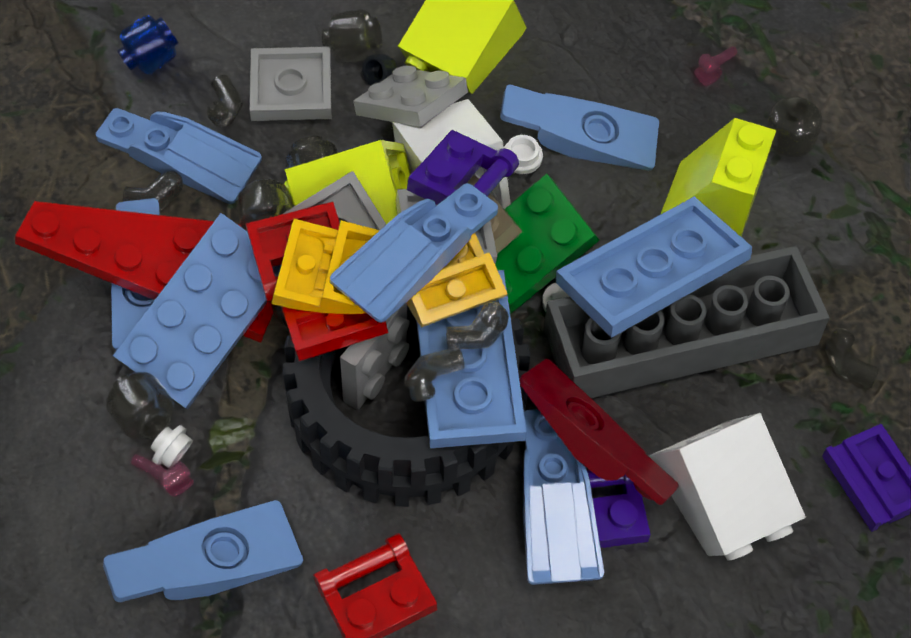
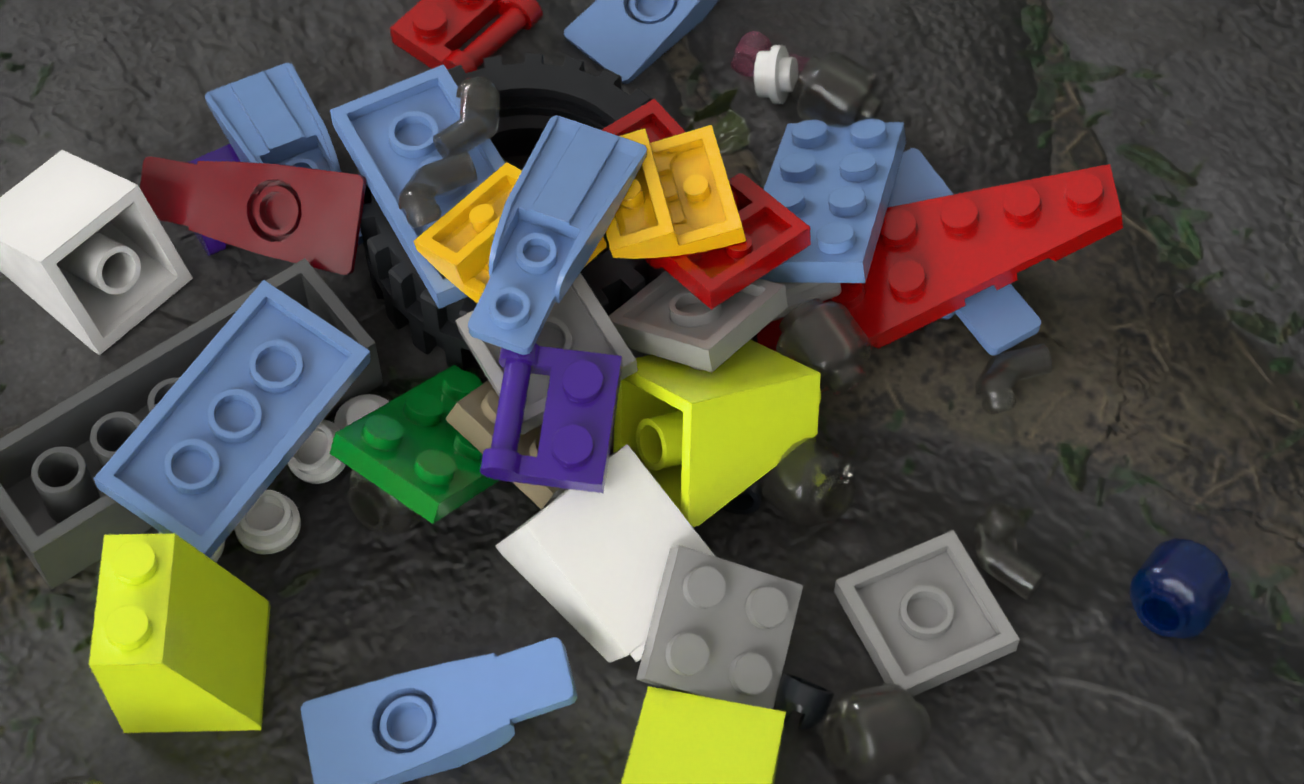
camera: 160 degrees right, 0 degrees up
(184, 146) = (1018, 457): medium blue piece -> none
(528, 153) = (511, 627): white plate -> none

